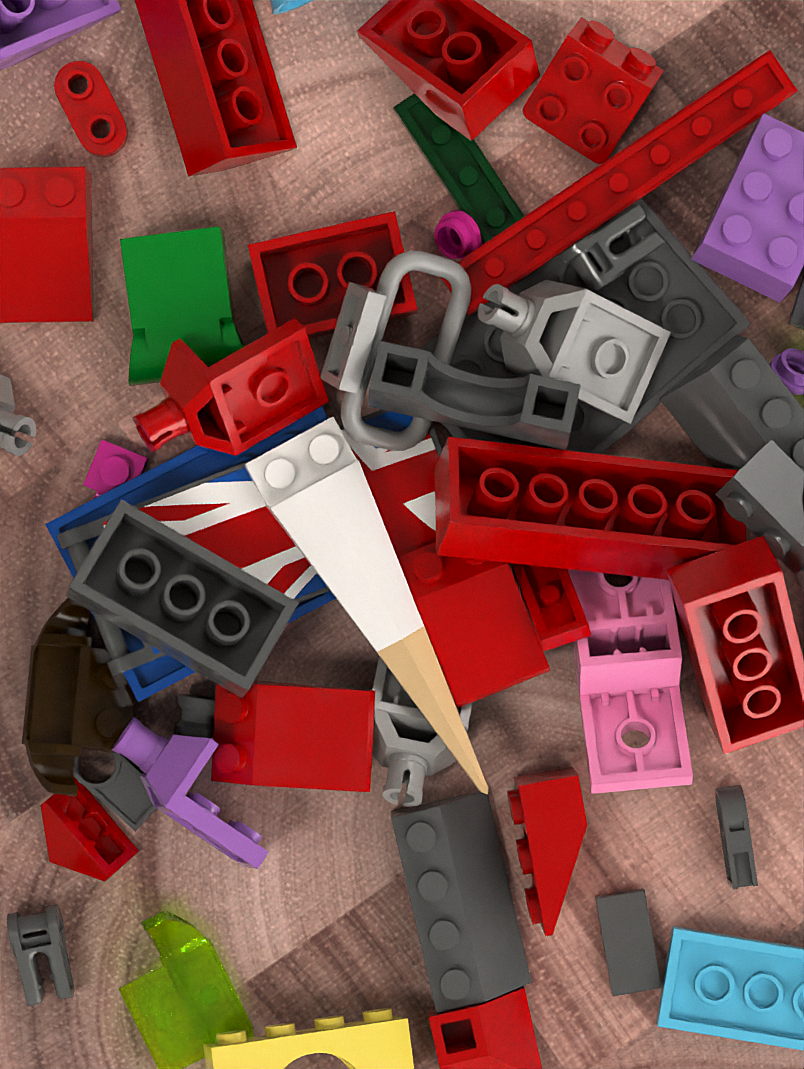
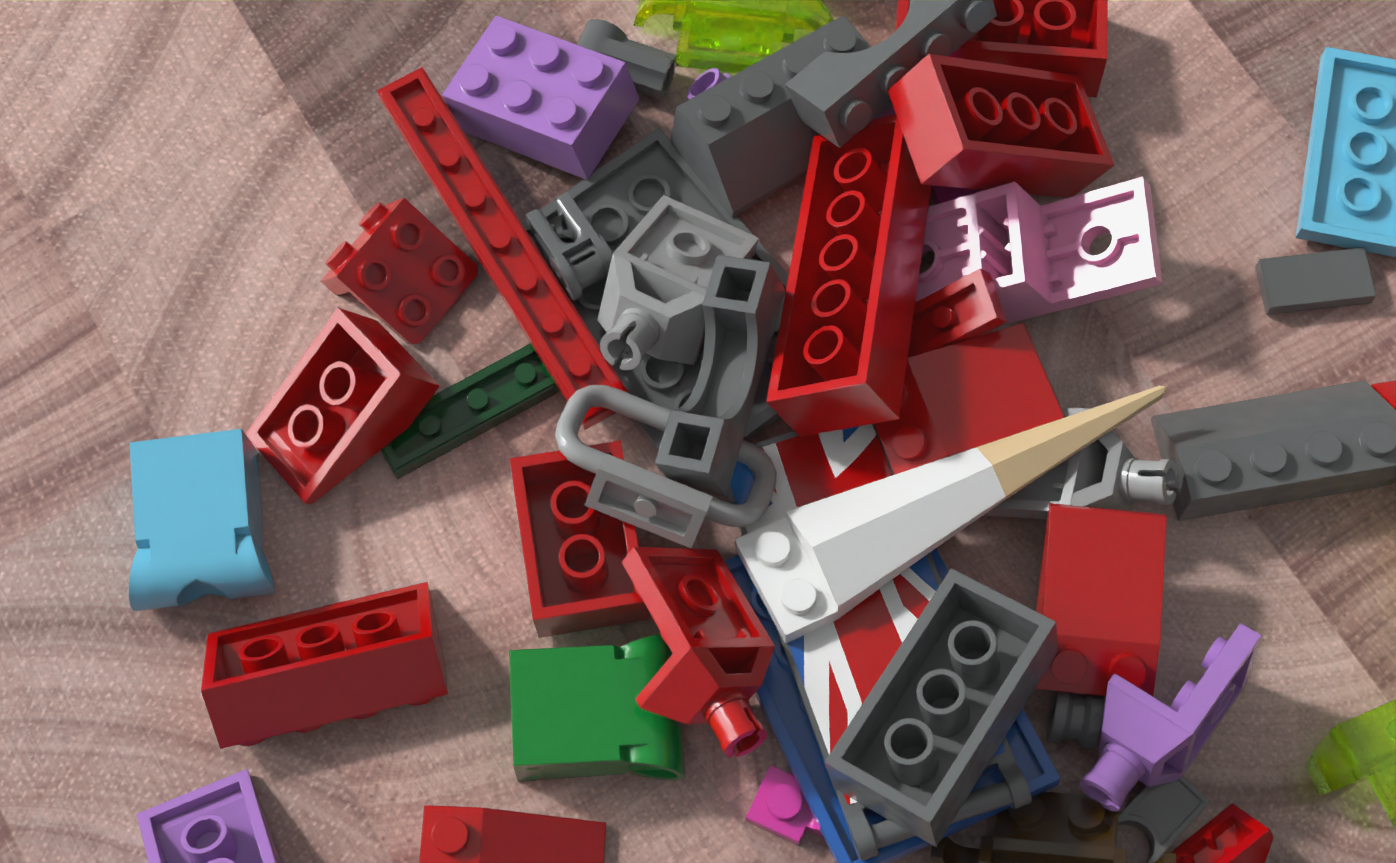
camera: 85 degrees left, 20 degrees down
(90, 108) = (357, 814): red plate -> none
(457, 235) = (544, 423): dark pink plate -> none
(553, 828) = (1213, 337): red slope -> none
(735, 837) = (1200, 166): dark grey piece -> none

